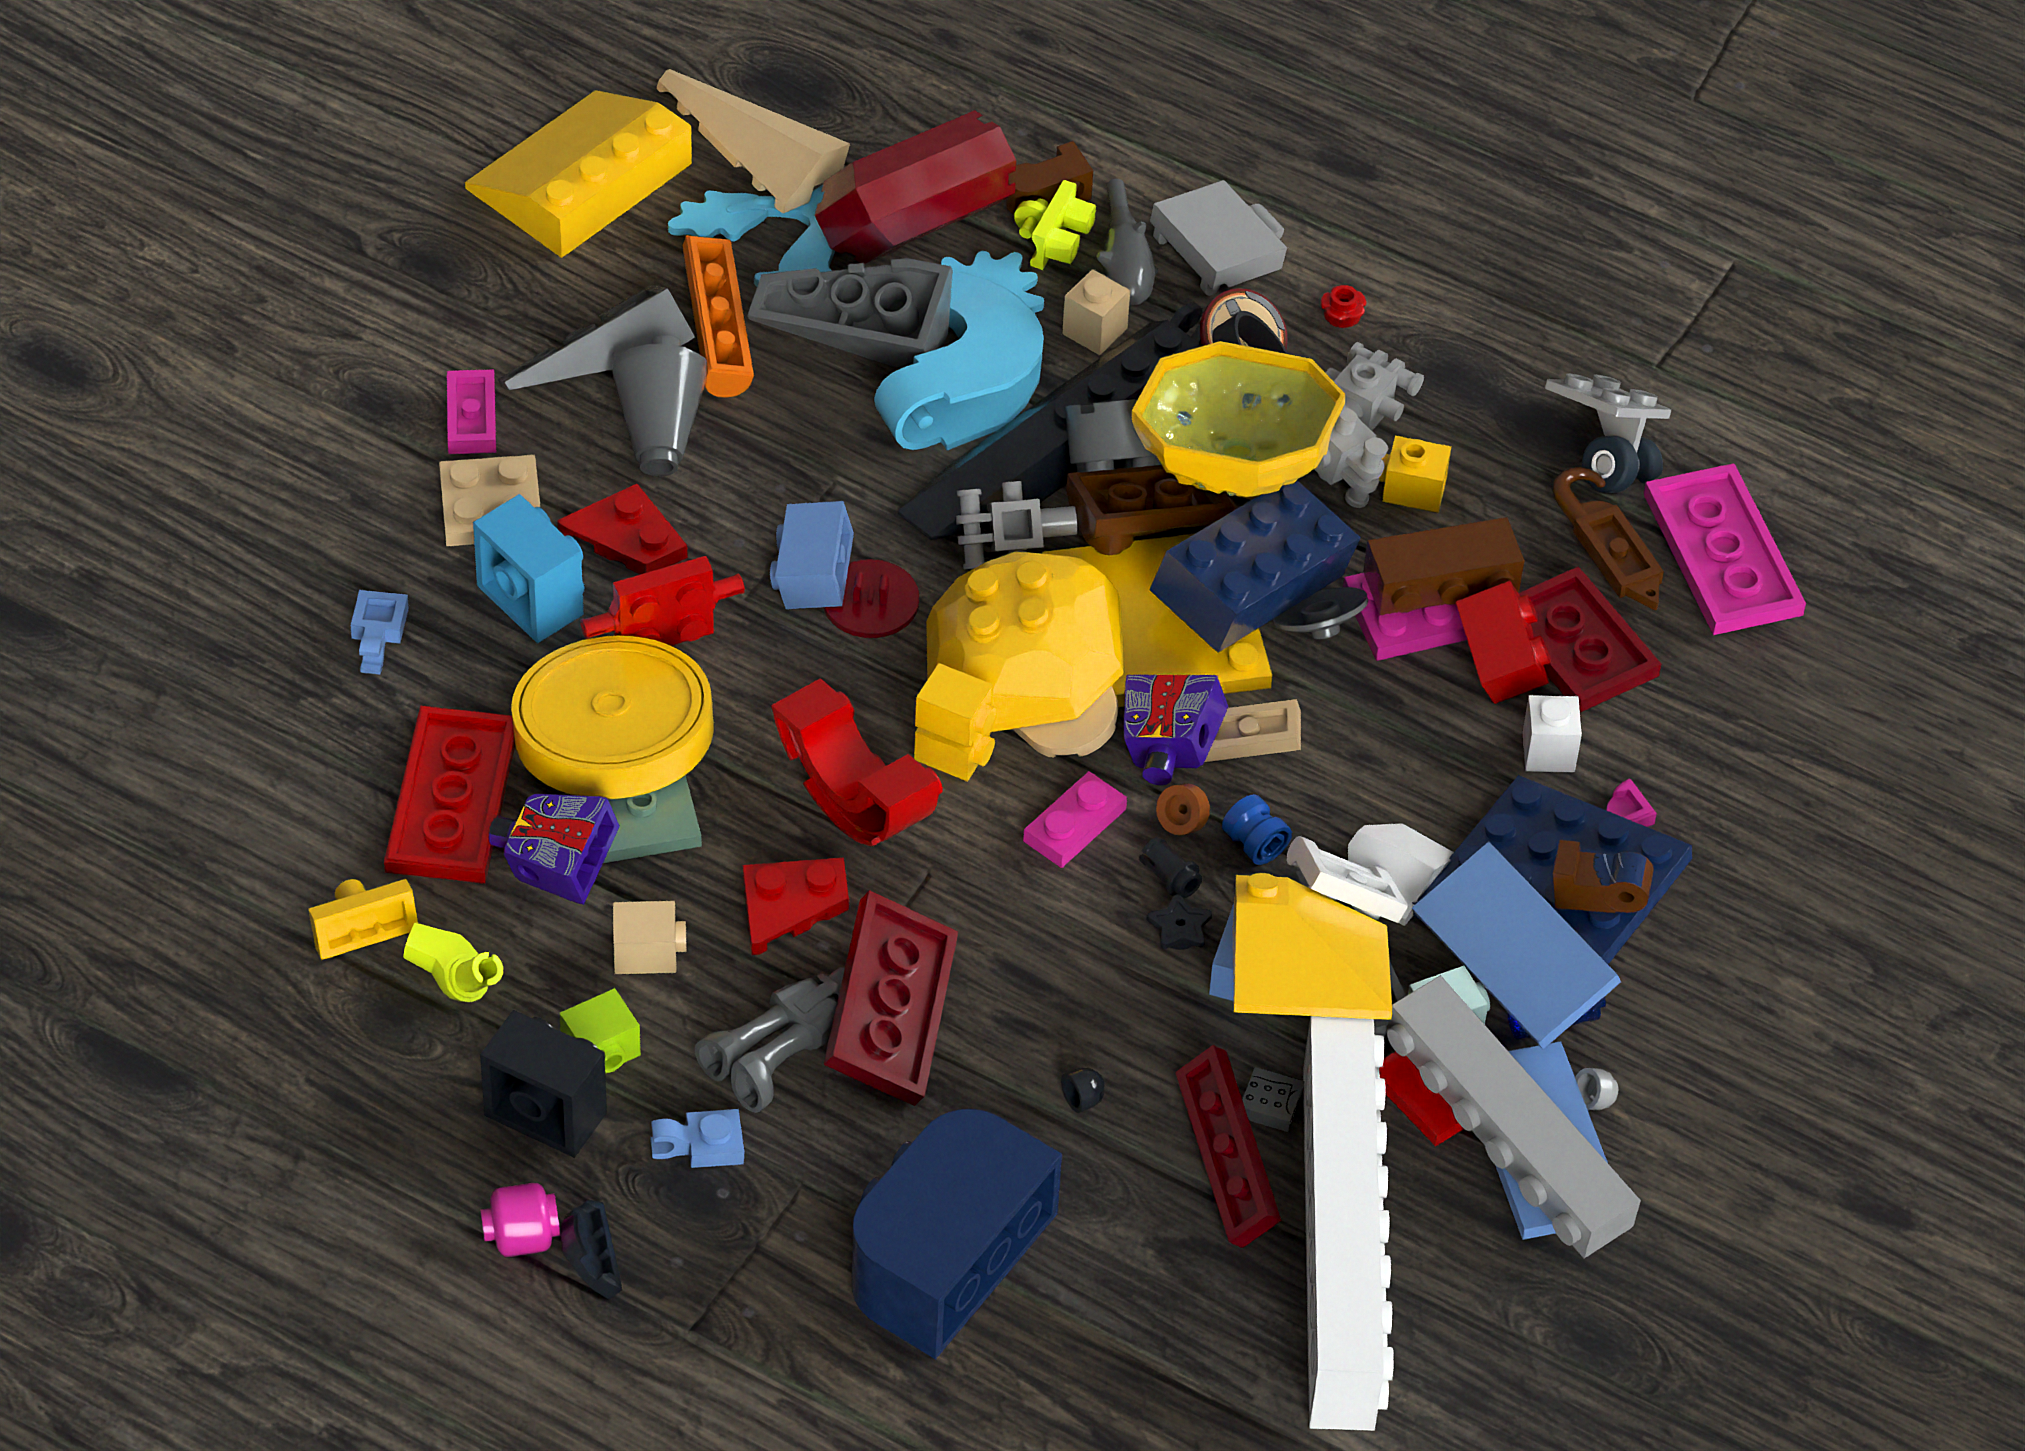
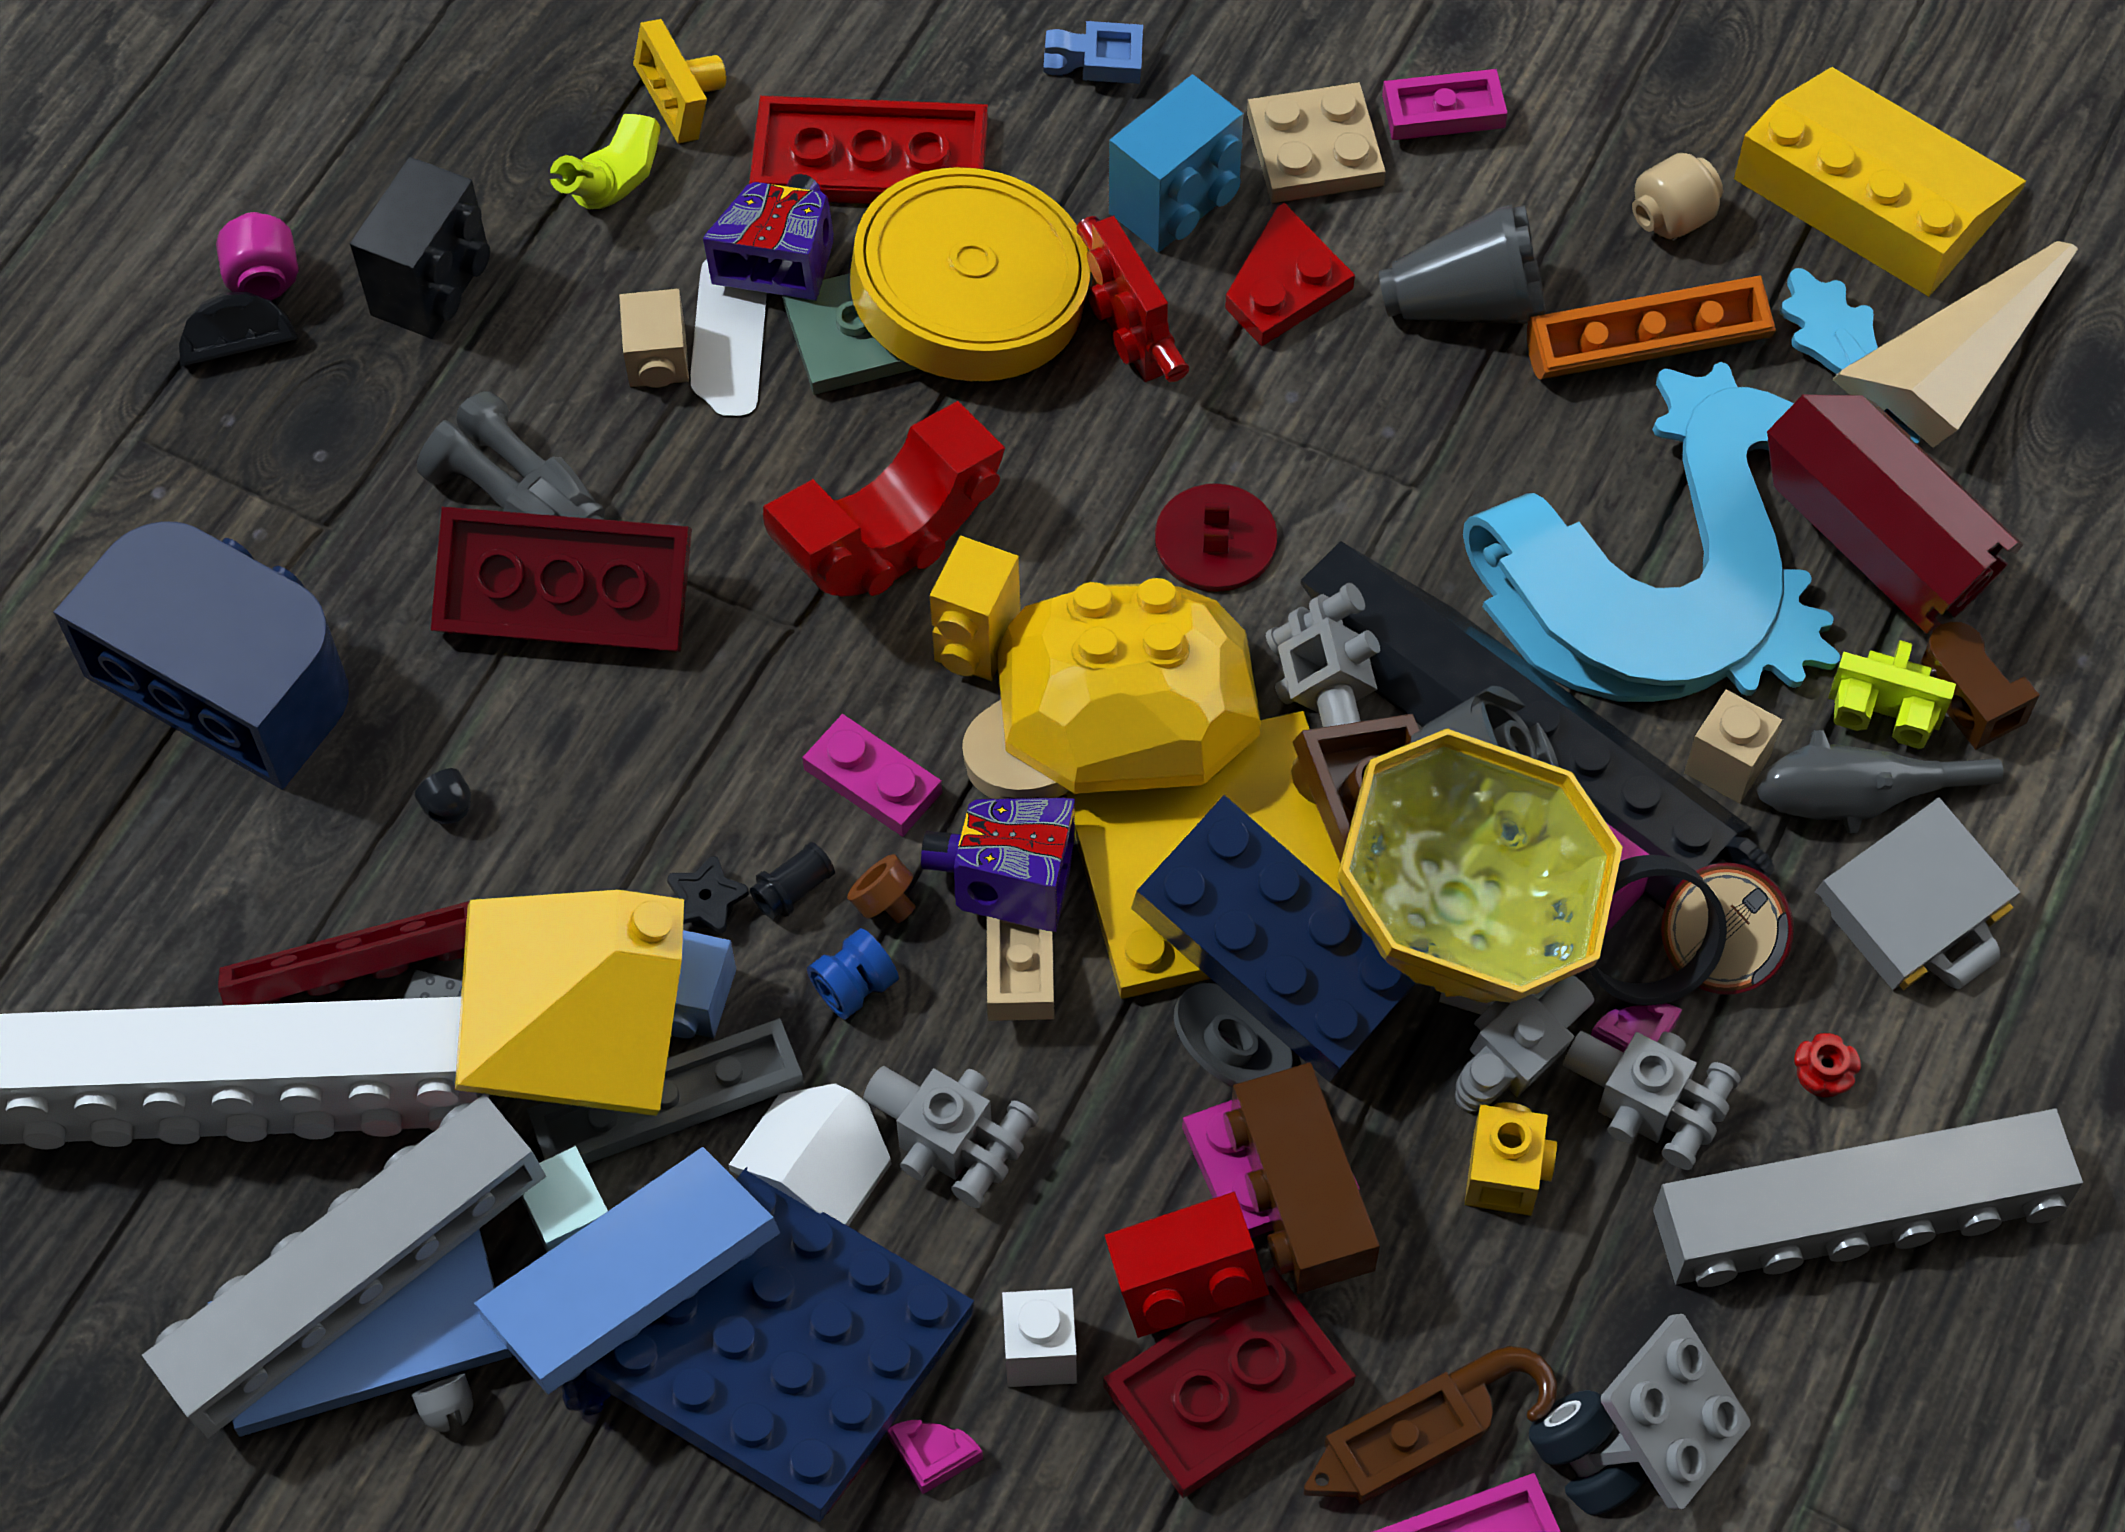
camera: 90 degrees right, 10 degrees up
(591, 348) = (1573, 229): wedge -> none
(594, 278) = (1677, 196): none -> tan head
(606, 1024) = (514, 308): lime brick -> none
(690, 899) = (727, 346): none -> white sticker
(707, 1138) = (383, 429): medium blue plate -> none
(792, 897) = (727, 481): red wing -> none
(813, 555) = (1253, 456): medium blue brick -> none
(863, 310) = (1660, 470): dark grey wedge -> none
(1366, 889) = (708, 1057): white plate -> none
(1385, 778) = (947, 1123): none -> light grey piece
(1449, 296) = (1867, 1198): none -> light grey brick
(1600, 880) = (723, 1364): reddish brown leg -> none

